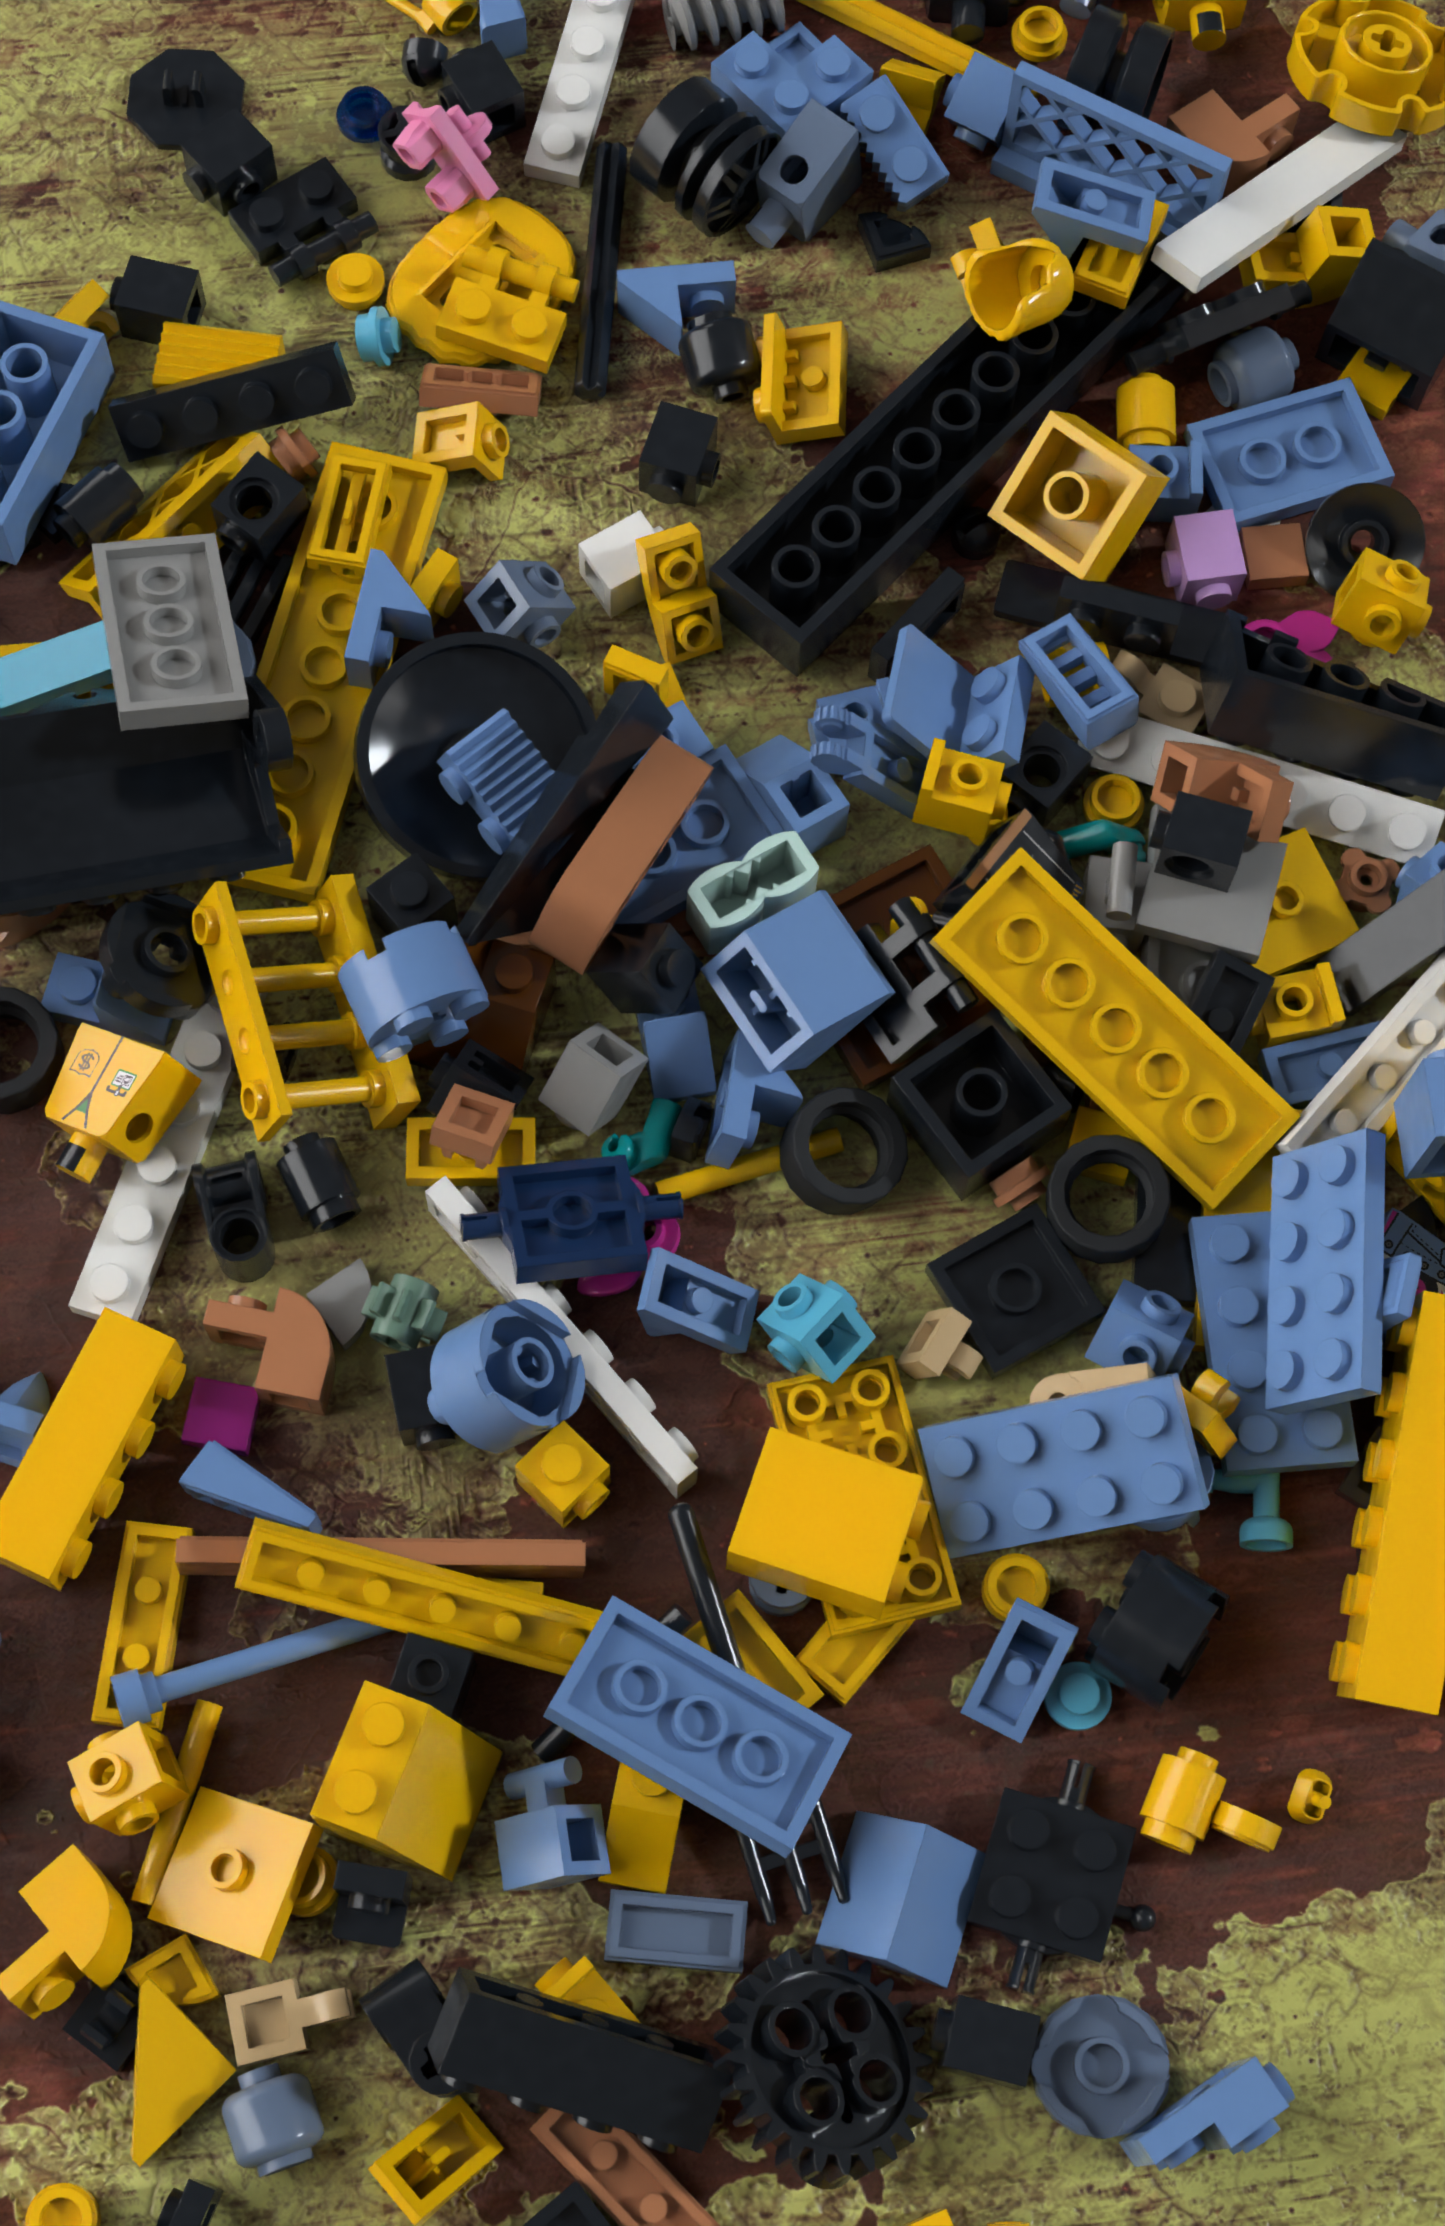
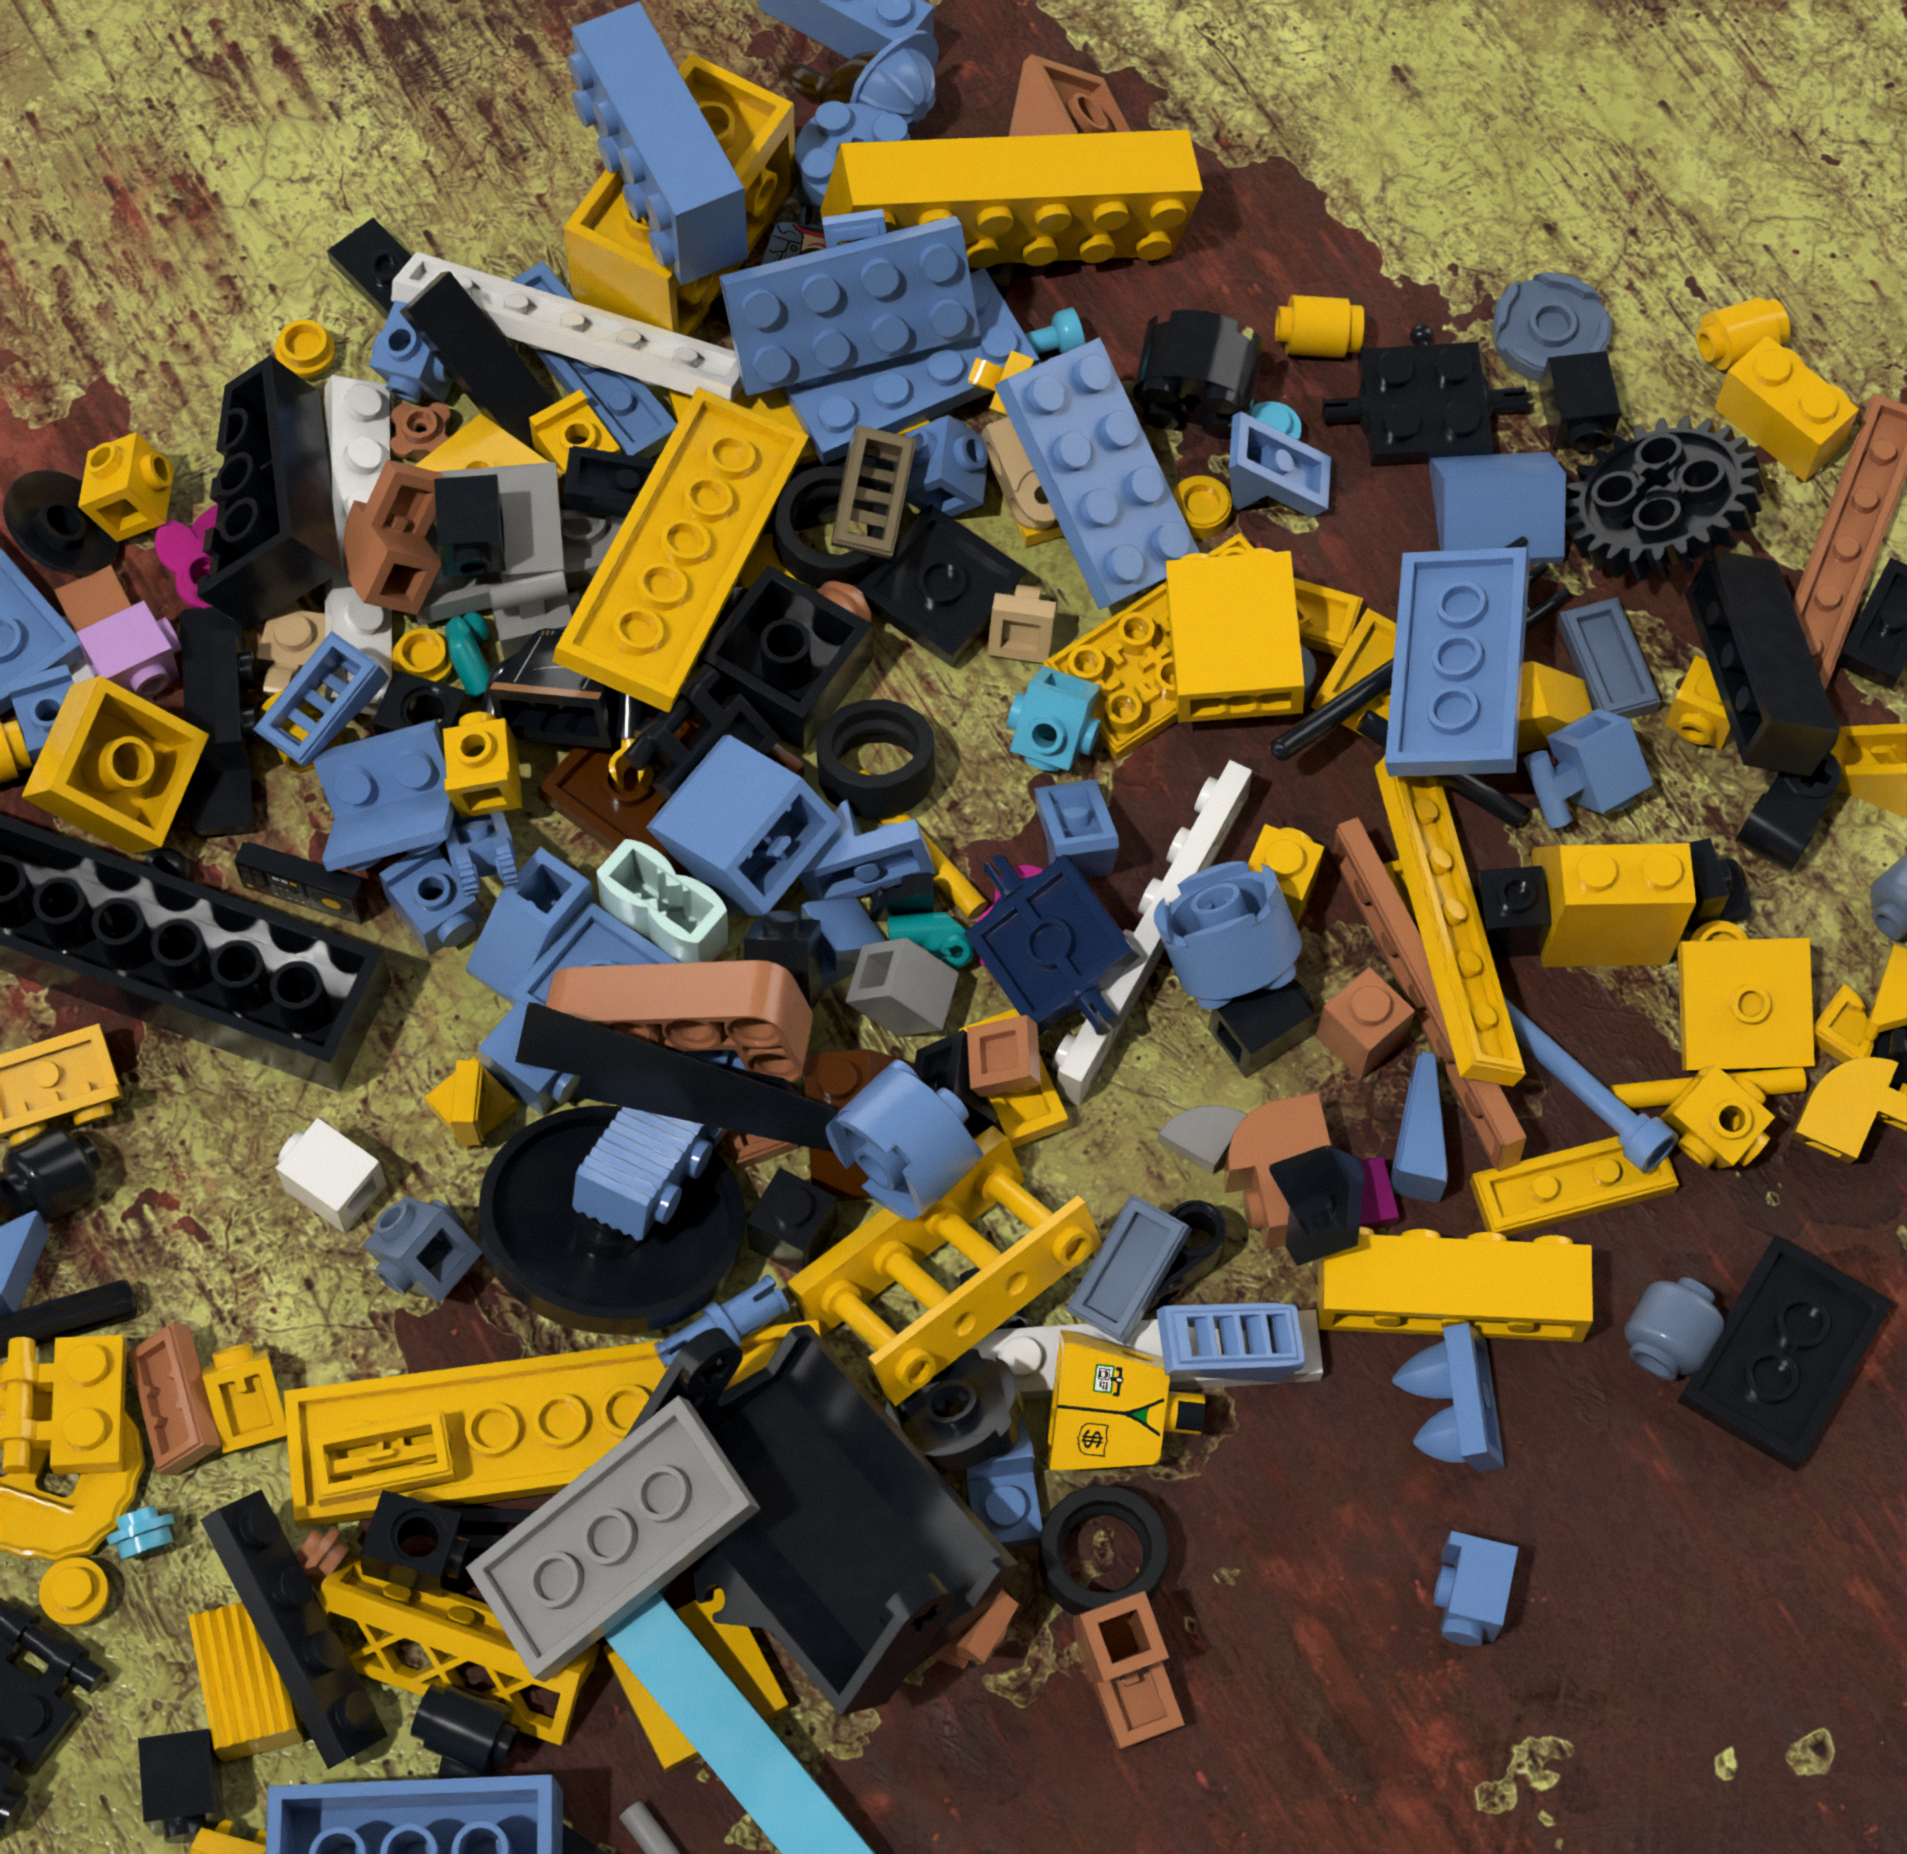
camera: 110 degrees left, 5 degrees down
(76, 1250) = (1271, 1336): none -> medium blue slope
(204, 1353) = (1323, 1200): none -> black slope
(226, 1158) = (1128, 1269): none -> sand blue tile
(275, 2019) = (1839, 928): tan plate -> none
(319, 1181) = (1107, 1187): black brick -> none
(335, 806) = (737, 1317): none -> medium blue pin
(378, 1487) = (1365, 1023): none -> nougat brick
(383, 611) = (482, 1370): medium blue slope -> none
(404, 1313) = (1197, 1066): sand green gear -> none
(439, 585) = (431, 1345): yellow plate -> none
(677, 593) = (356, 1102): yellow slope -> none
(679, 455) = (184, 1172): black brick -> none
(1164, 1263) = (884, 447): none -> dark tan slope
(1224, 2112) = (1558, 225): medium blue plate -> none
(1245, 1827) = (1319, 272): yellow tile -> none
(1310, 1796) = (1267, 243): yellow rock -> none

